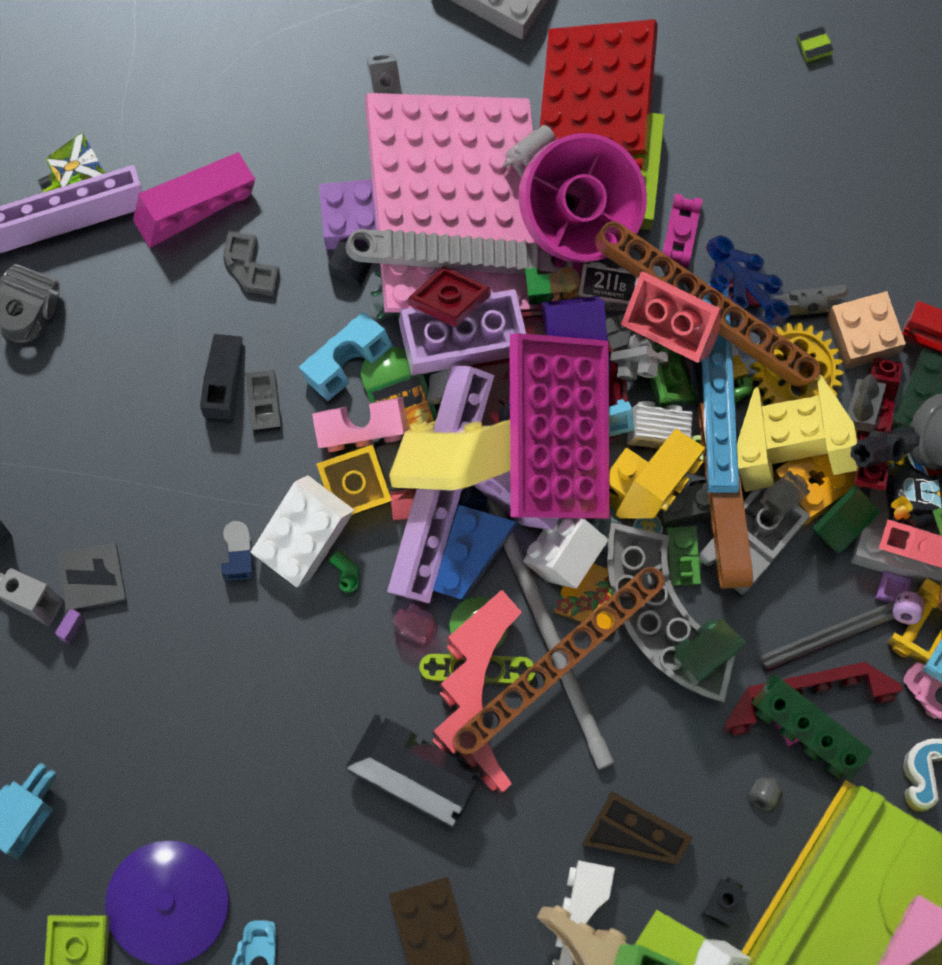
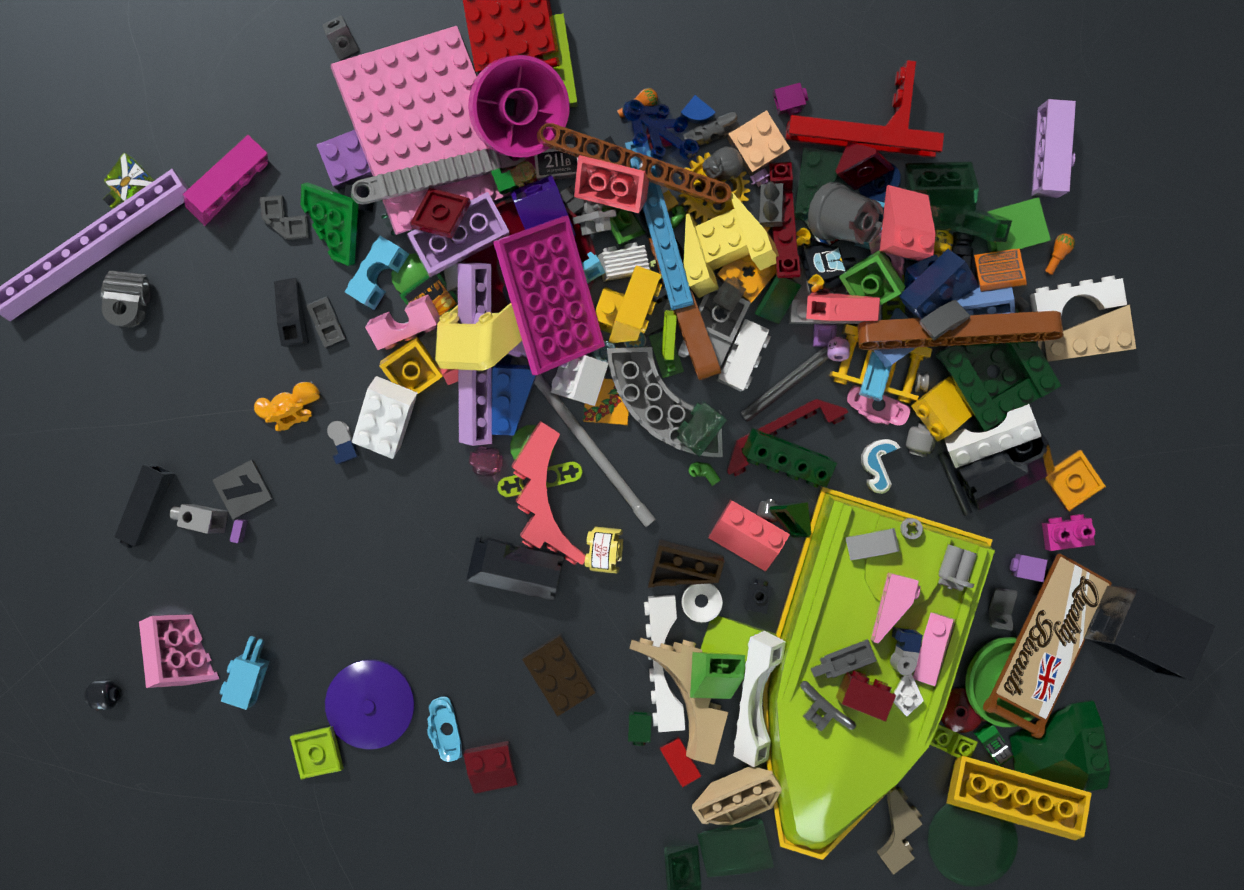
camera: 15 degrees left, 15 degrees up
(180, 489) = (287, 407): none -> light orange animal
(311, 279) = (333, 220): none -> green plate
(349, 571) = (427, 432): green arm -> none
(527, 148) = (467, 71): light grey piece -> none
(537, 781) = (604, 549): none -> brick
(569, 650) = (595, 474): dark orange beam -> none
(658, 874) = (706, 613): none -> white piece
(682, 229) = (600, 100): dark pink plate -> none
(695, 525) = (669, 334): none -> lime tile
(695, 717) = (704, 470): none -> bright green arm
(732, 817) = (748, 535): none -> coral slope
(741, 239) = (647, 97): none -> orange piece
(783, 584) = (744, 355): none -> white wedge
(797, 809) = (793, 518): none -> dark green slope
(799, 273) = (697, 111): none -> blue brick
(819, 339) = (724, 164): none -> dark grey hair
(857, 371) = (760, 177): none -> lavender plate
(885, 446) = (792, 241): black piece -> none
(901, 852) = (872, 544): none -> light grey slope
(918, 286) = (790, 99): none -> magenta brick

